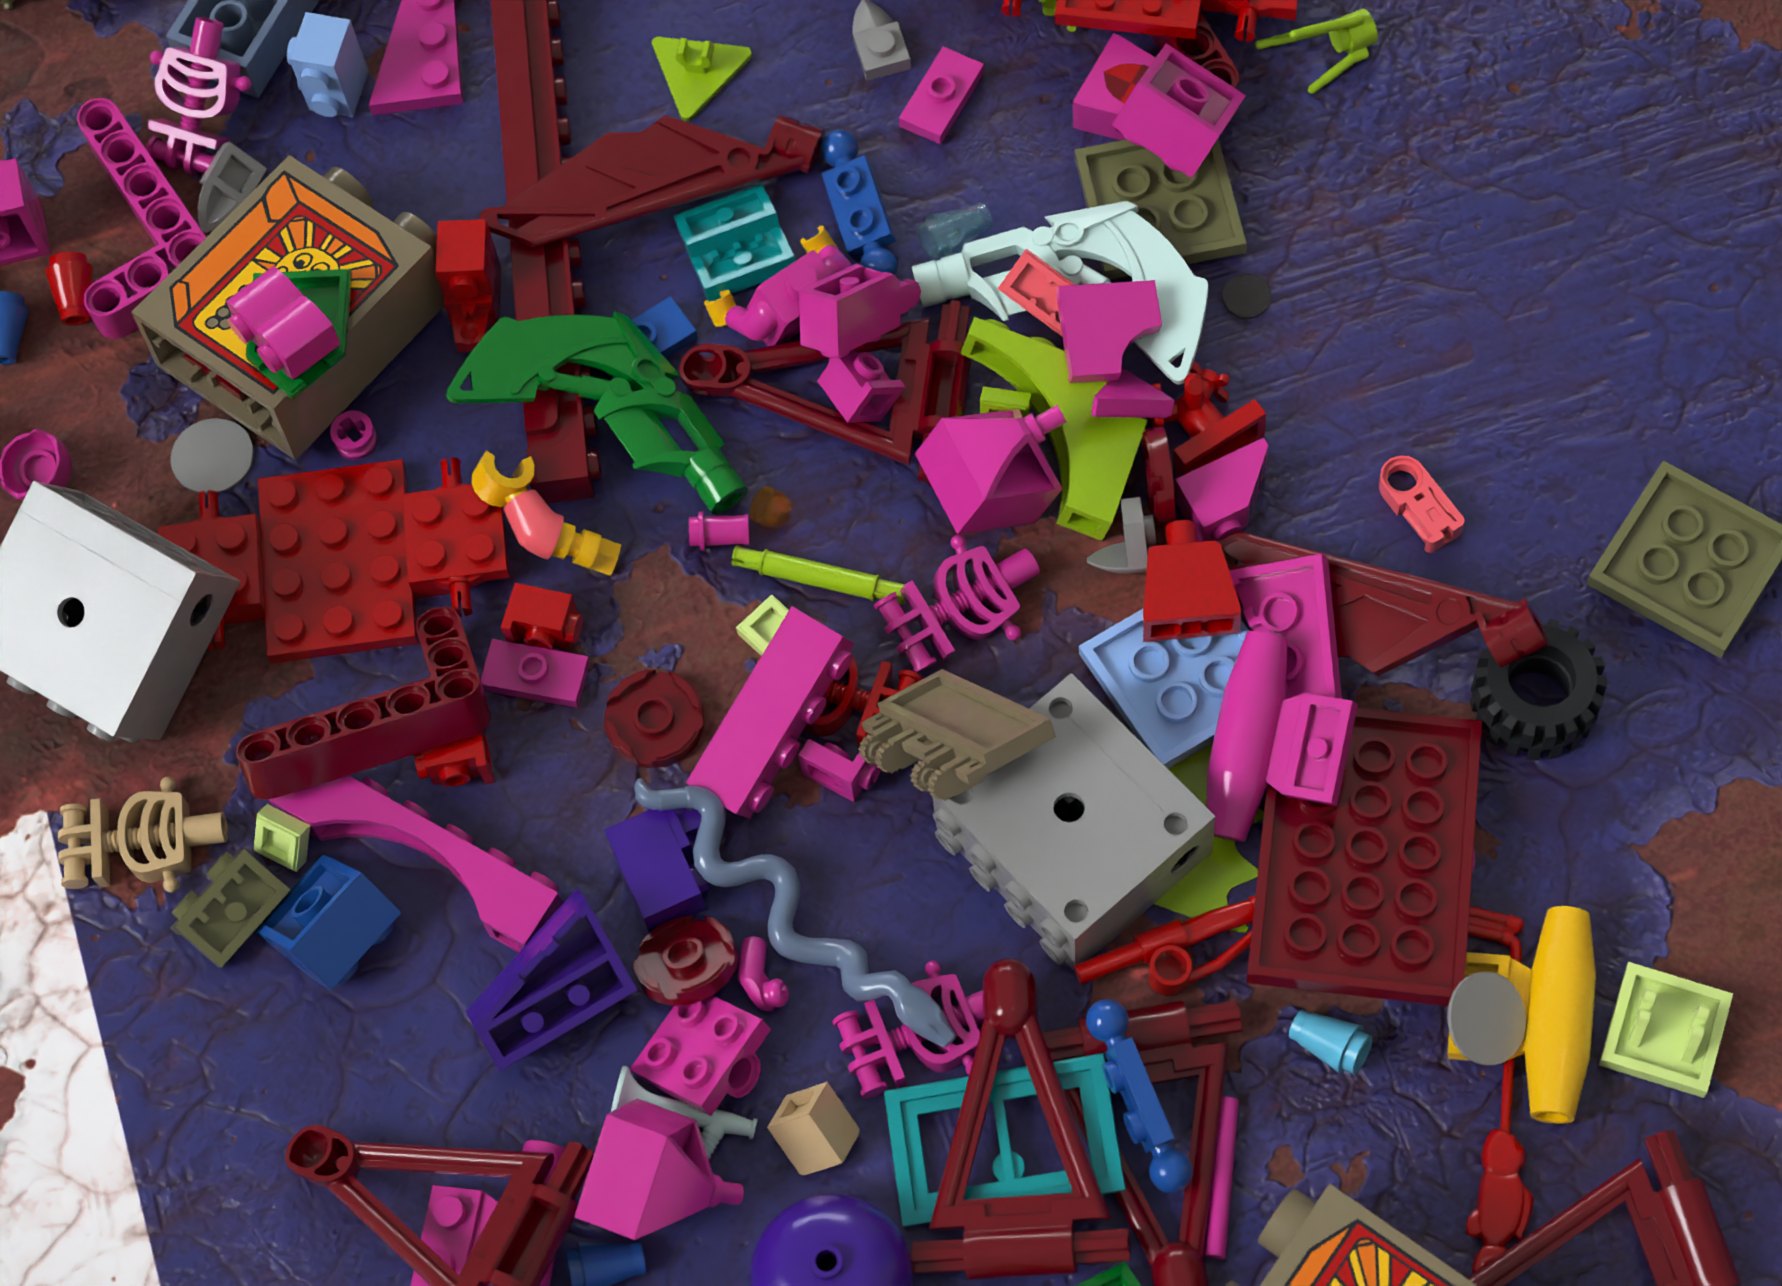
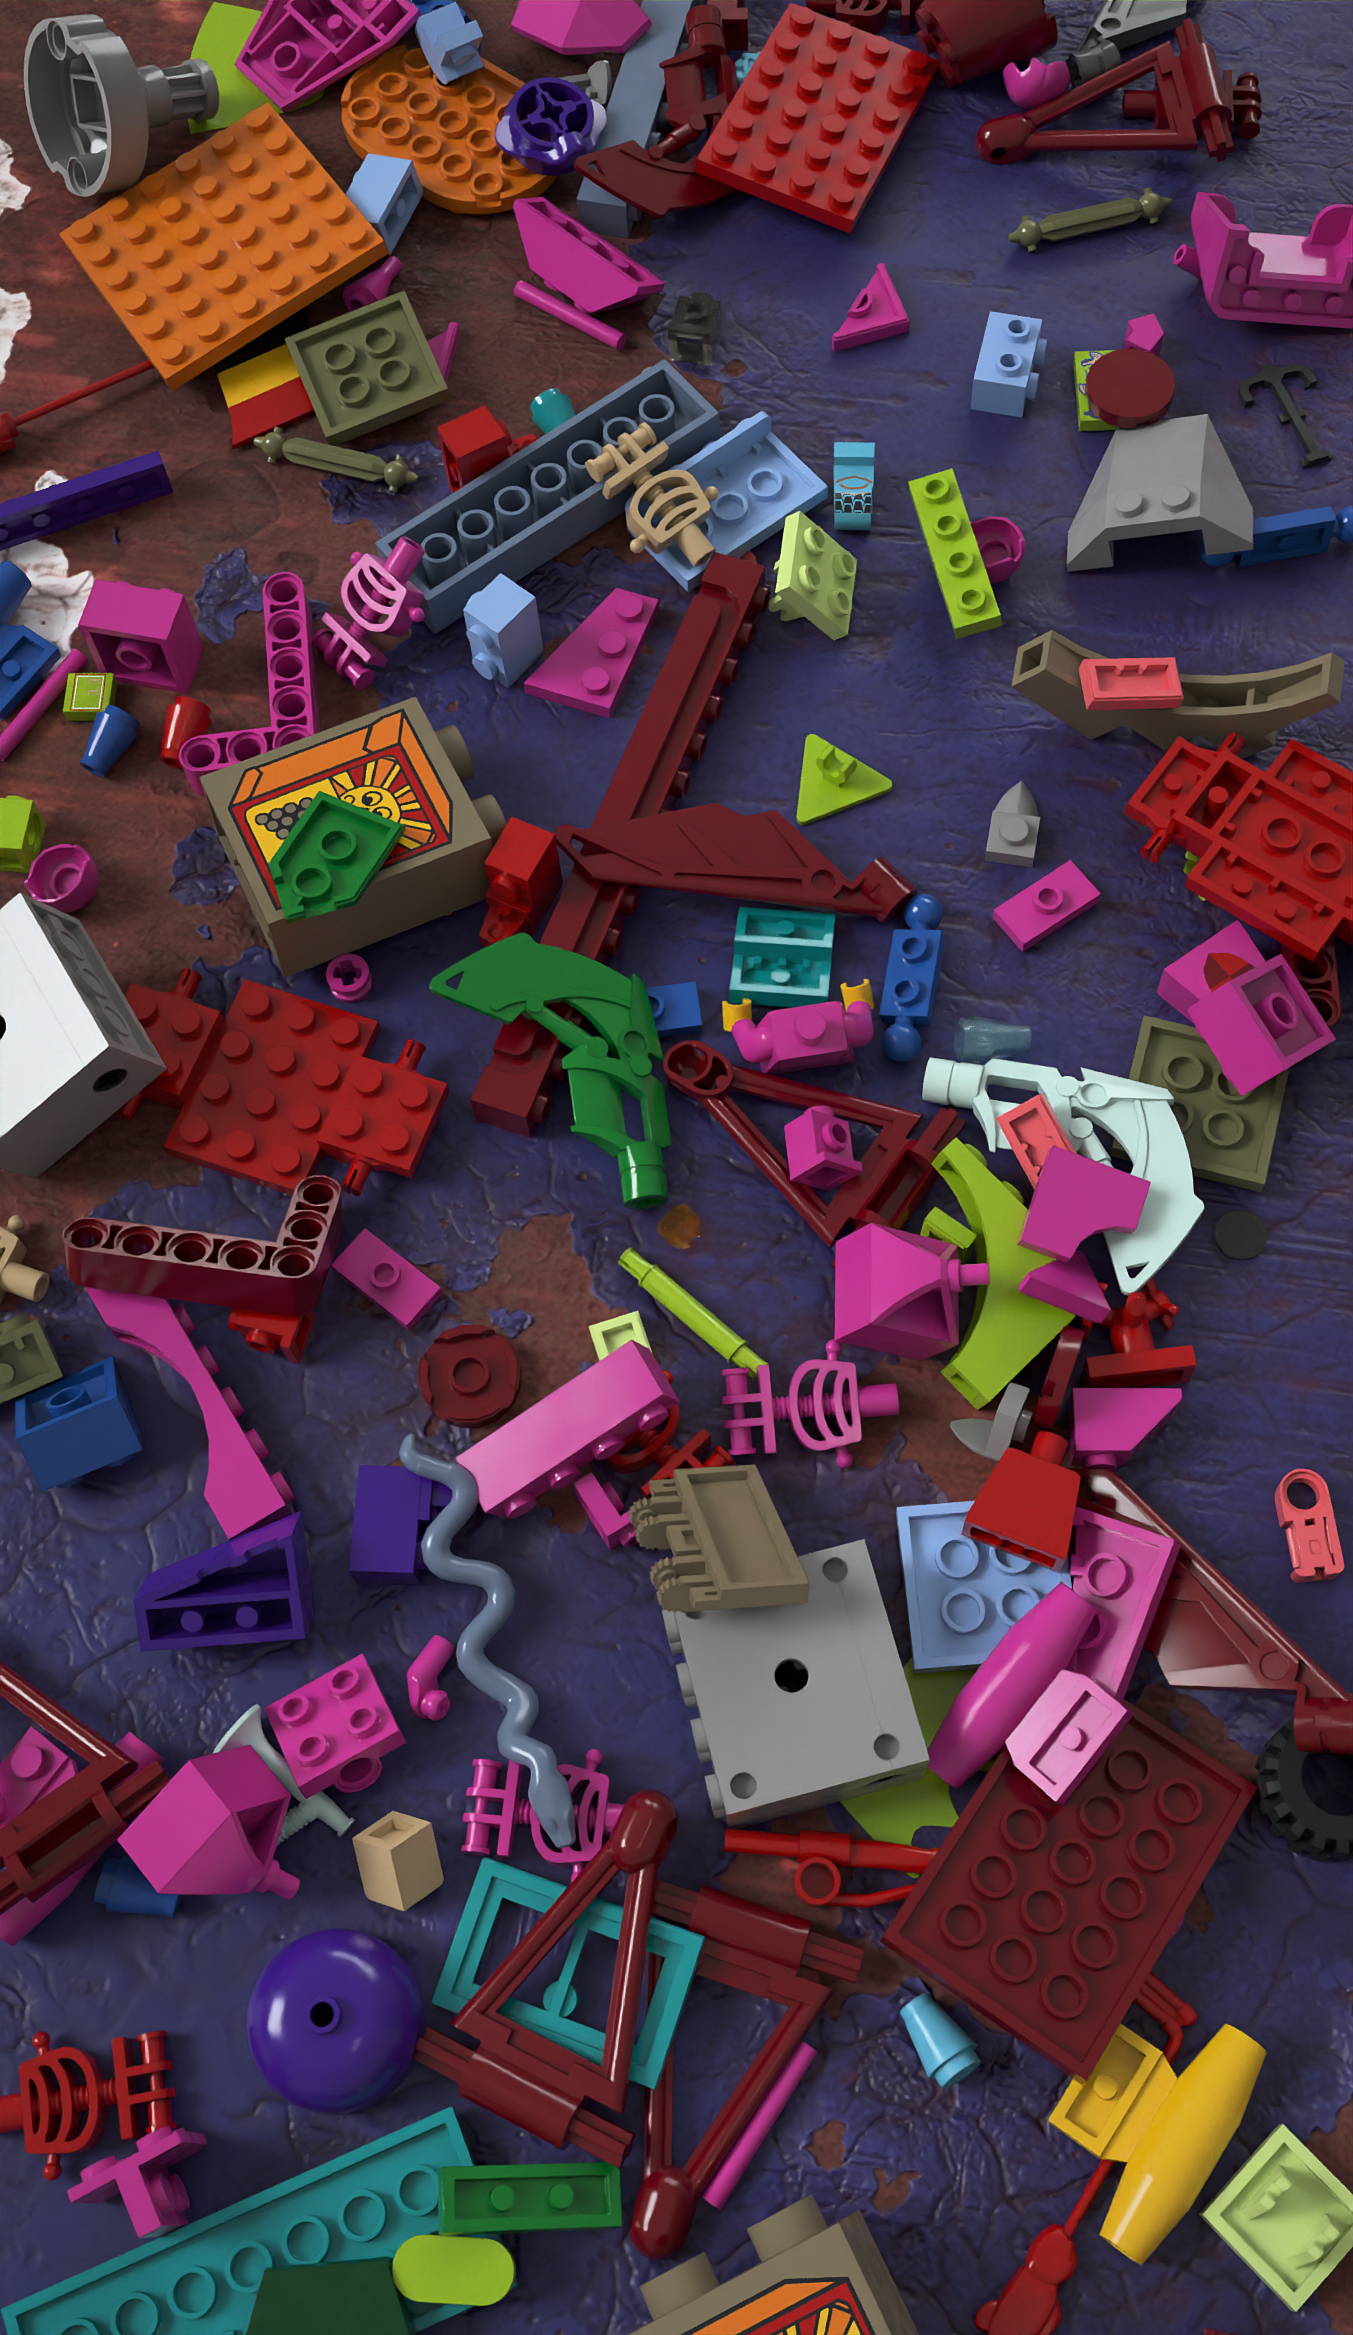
camera: 25 degrees right, 0 degrees up
(212, 456) = (221, 939): light grey piece -> none
(226, 184) = (360, 696): light grey plate -> none
(281, 323) = (310, 849): dark pink brick -> none
(281, 837) = (80, 1324): yellowish green tile -> none
(534, 521) = (456, 1144): yellow piece -> none
(541, 618) = (416, 1231): red brick -> none
(686, 960) = (369, 1630): dark red tile -> none
(718, 530) = (622, 1225): dark pink pin -> none
(853, 309) = (848, 1074): dark pink hinge -> none
(1145, 1118) = (707, 2093): blue plate -> none
(1486, 1018) = (1102, 2112): light grey piece -> none

